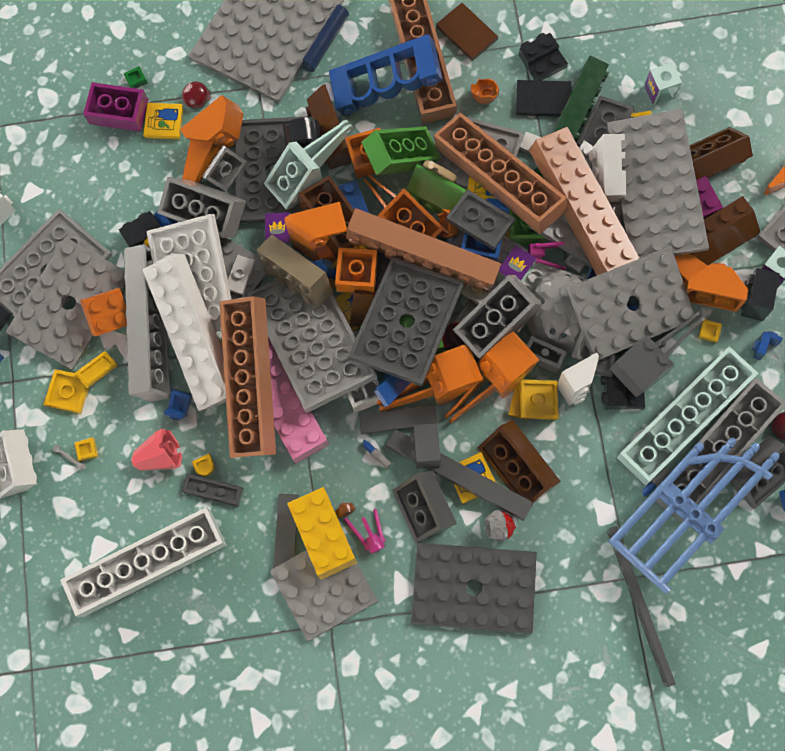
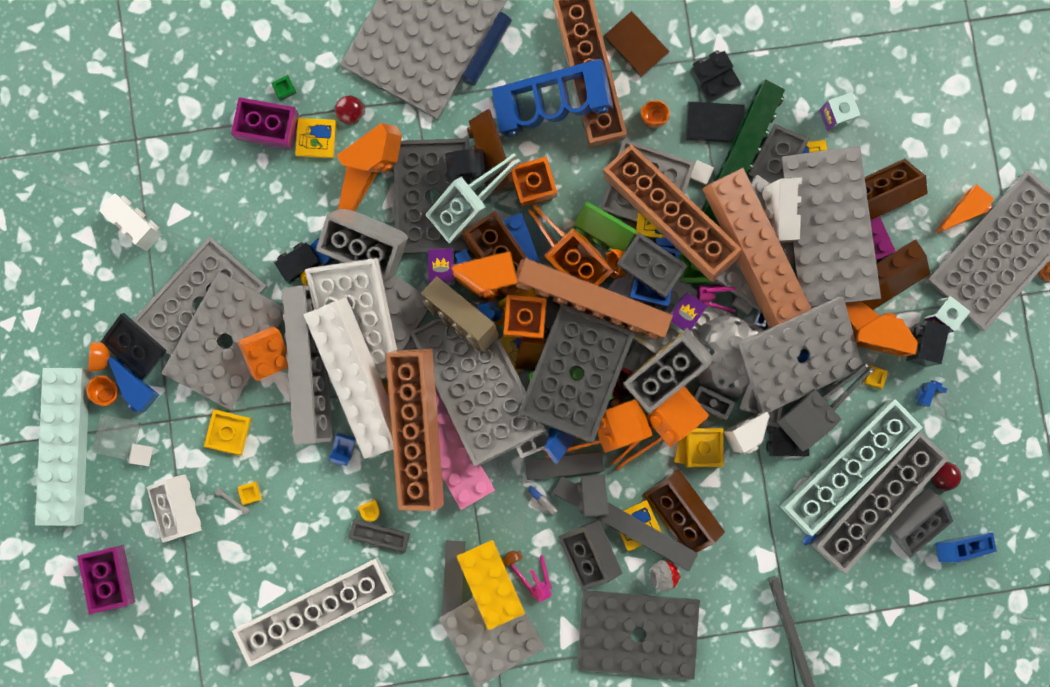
camera: 15 degrees left, 10 degrees up
(96, 369) = (256, 410): yellow tile -> none
(158, 452) = (324, 500): coral cone -> none
(224, 168) = (382, 196): light grey slope -> none
(240, 274) = (403, 313): white plate -> none
(399, 149) = (569, 185): bright green brick -> none
(441, 171) = (609, 208): tan tile -> none
(688, 510) = (851, 568): medium blue piece -> none

